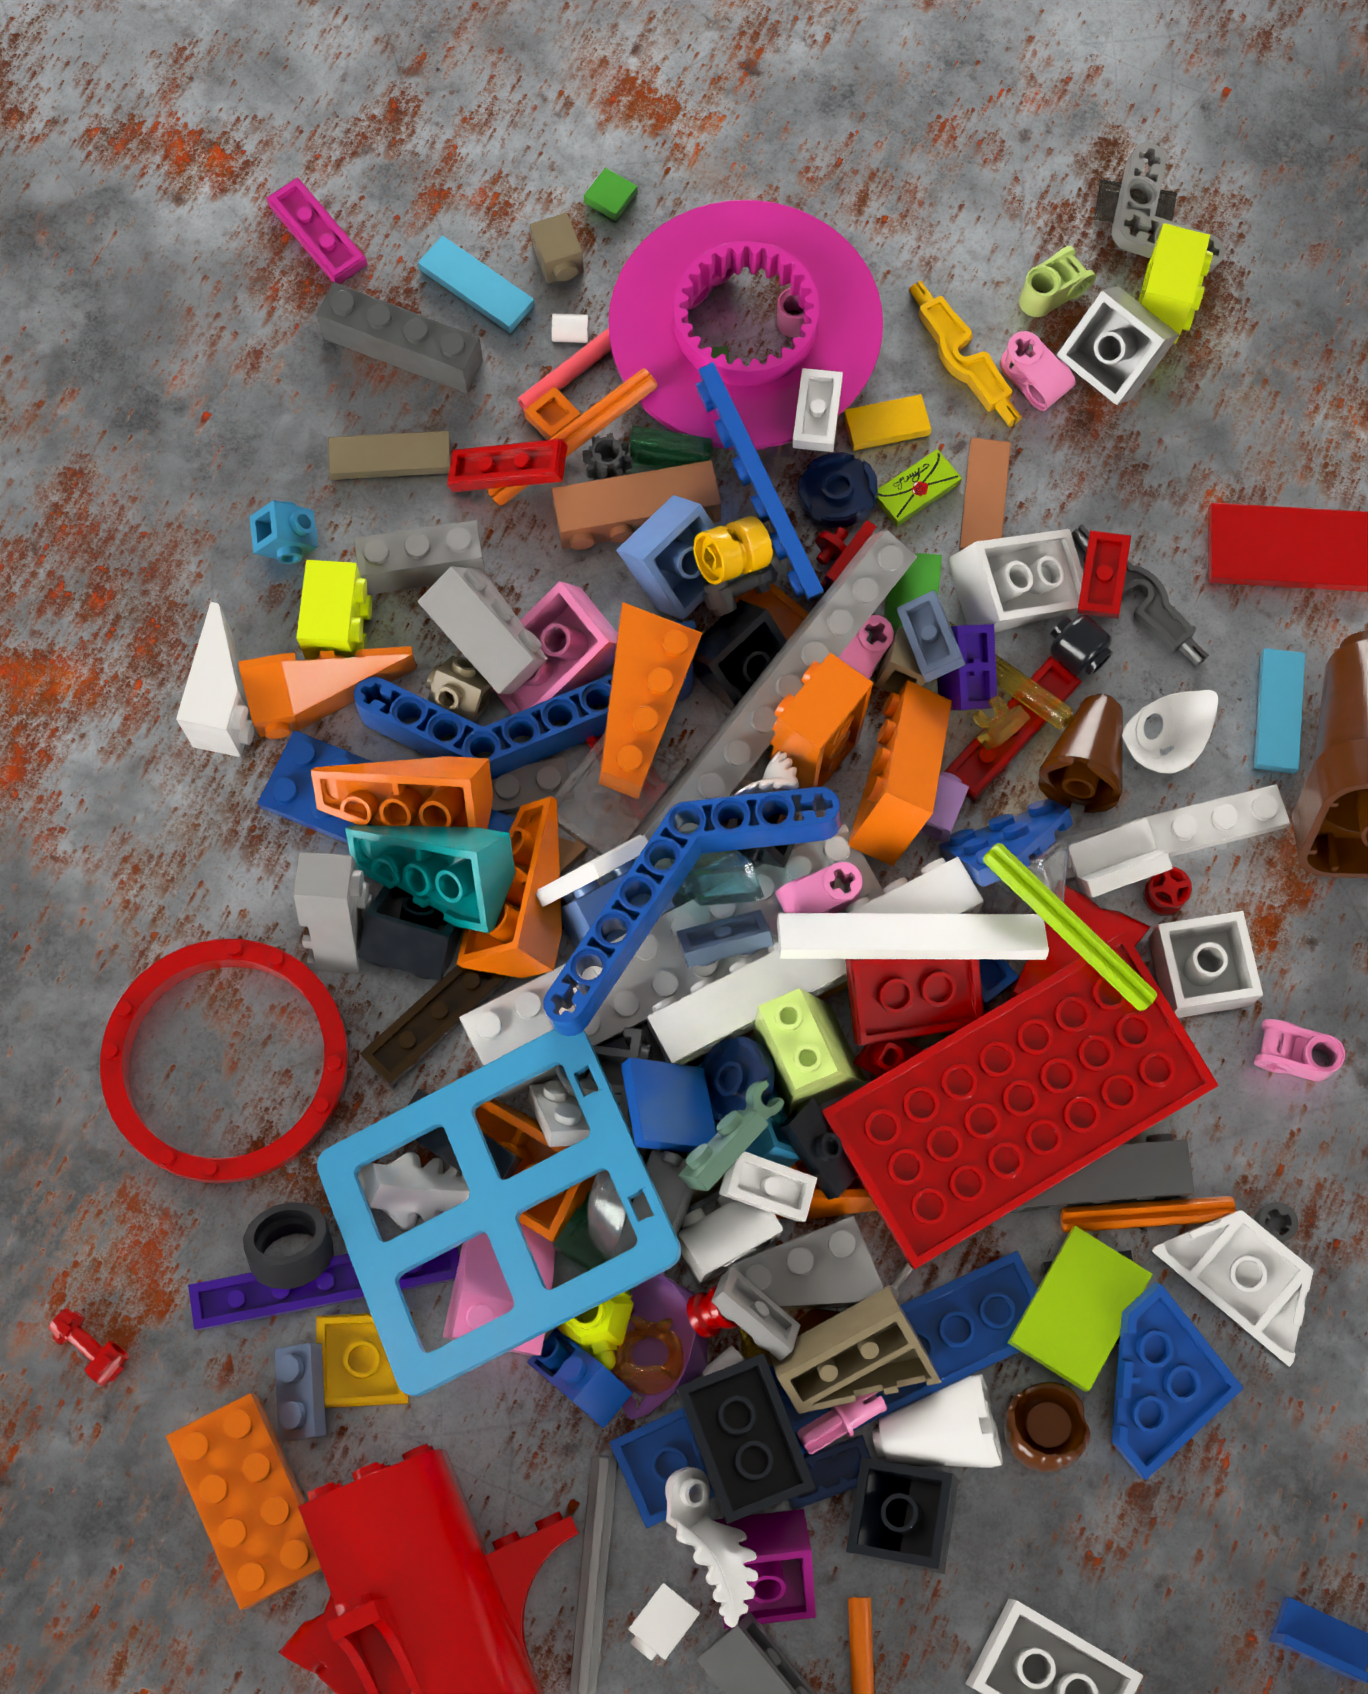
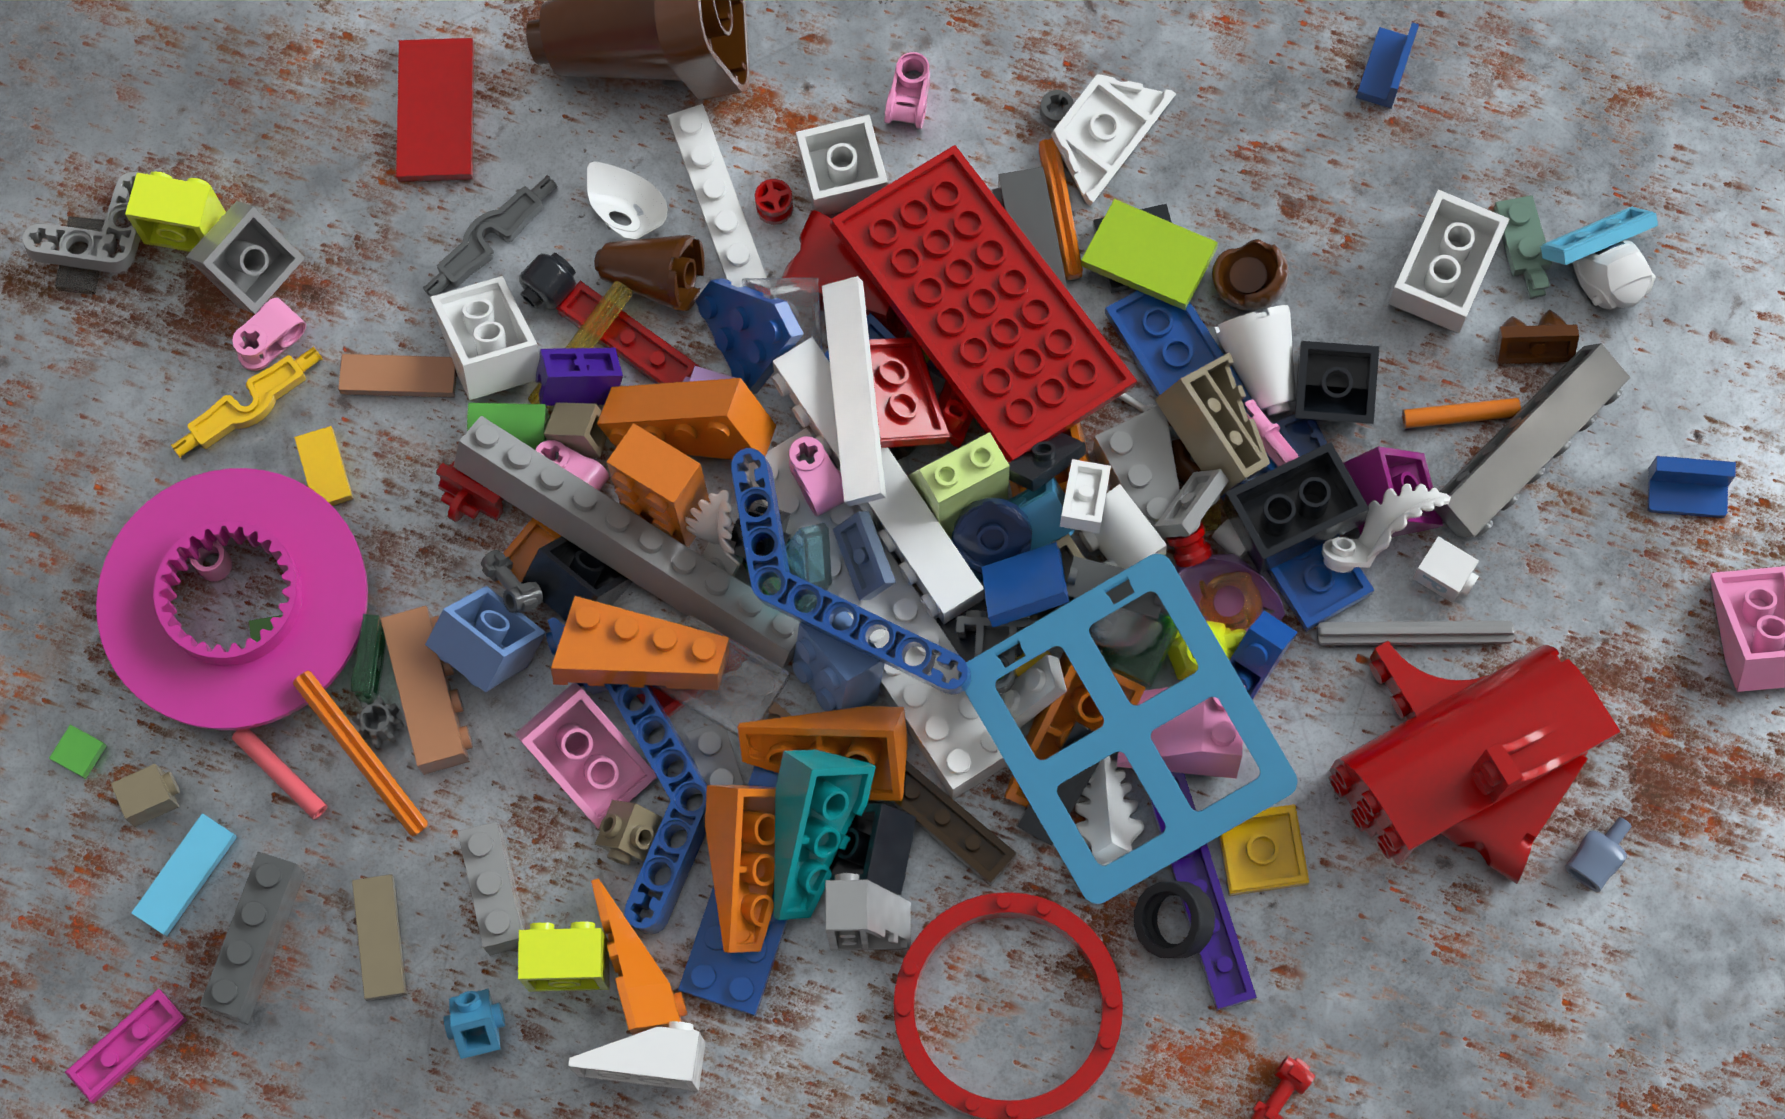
camera: 90 degrees left, 0 degrees up
(246, 1499) = (1396, 925): orange brick -> none
(300, 1392) = (1298, 897): sand blue plate -> none
(484, 628) = (571, 808): light grey wedge -> none
(507, 465) = (393, 813): red tile -> none
(551, 413) = (331, 780): orange plate -> none
(570, 328) = (233, 774): white hinge -> none
(591, 870) = (811, 675): white tile -> none
(732, 550) = (484, 580): yellow wheel -> none
(734, 1136) = (1053, 523): sand green plate -> none
(751, 471) = (425, 558): blue plate -> none
(817, 410) = (328, 519): white plate -> none
(837, 490) = (398, 507): dark blue tile -> none
(917, 487) = (391, 436): lime tile -> none
(930, 636) = (556, 401): sand blue plate -> none
(1003, 724) = (634, 340): clear yellow tile -> none
(1059, 278) = (168, 318): yellowish green piece -> none
(1070, 927) = (834, 260): lime axle -> none
(1104, 574) = (477, 262): red plate -> none
(1117, 858) = (753, 238): white panel -> none
(1164, 1382) = (1201, 186): blue plate -> none
(1279, 711) = (595, 115): medium azure tile -> none

